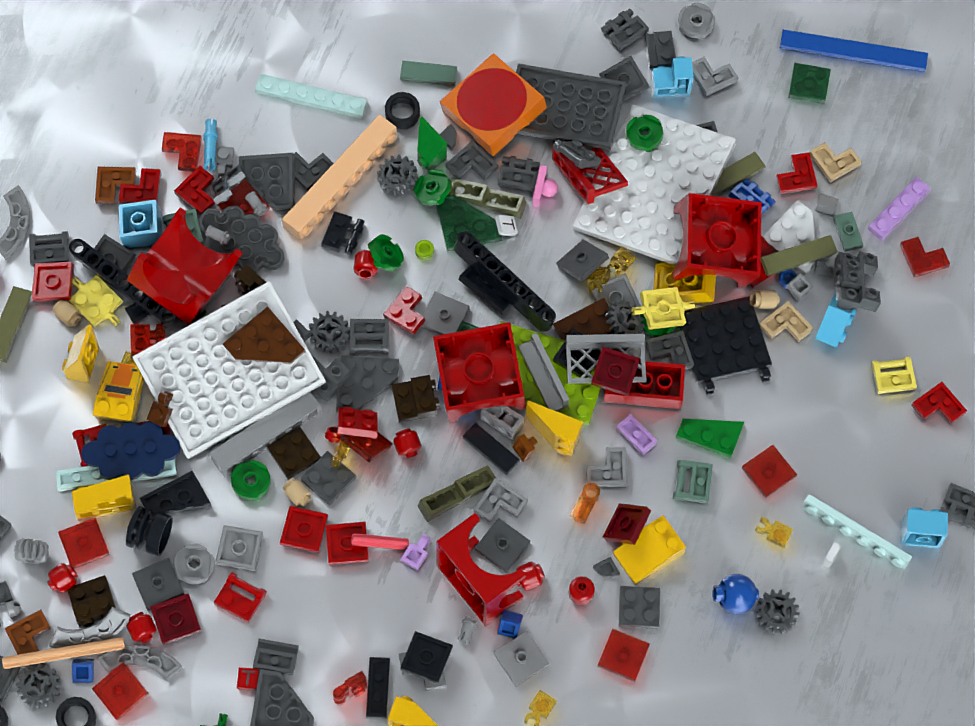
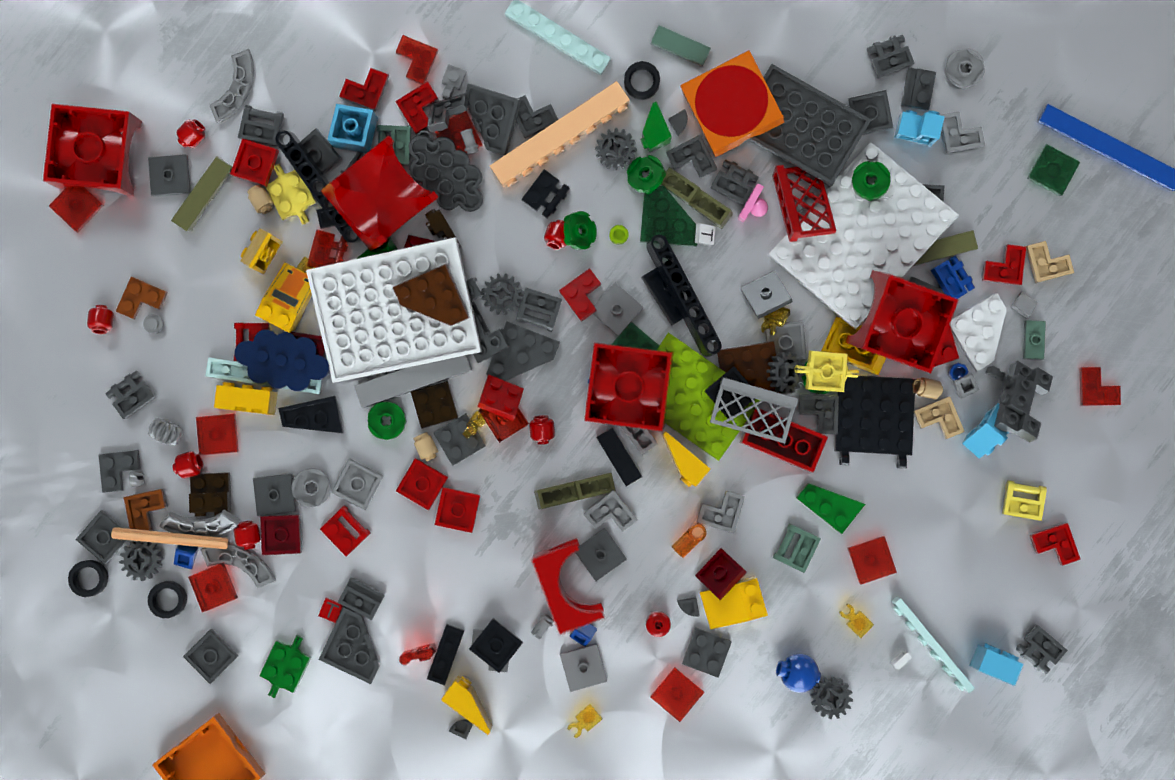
camera: 20 degrees right, 20 degrees up
(108, 179) = (335, 70): dark orange plate -> none
(147, 530) = (273, 444): black wheel -> none
(159, 411) = (317, 332): reddish brown plate -> none
(210, 138) = (446, 54): medium azure pin -> none
(218, 235) = (423, 164): light grey pin -> none
(332, 435) = (473, 398): red plate -> none
(379, 541) = (486, 519): coral axle -> none
(415, 399) = (563, 386): dark brown plate -> none
(416, 554) = (517, 540): lavender plate -> none
(524, 447) = (650, 466): dark orange tile -> none
(534, 575) = (615, 594): red head -> none
(544, 374) = (690, 403): light grey fence -> none
(577, 153) = (797, 185): dark grey plate -> none
(615, 371) = (758, 428): dark red plate -> none
(621, 260) = (804, 306): clear yellow plate -> none
(636, 434) = (759, 486): lavender plate -> none
(799, 255) = (977, 355): olive slope -> none
(899, 208) = (1093, 330): lavender plate -> none

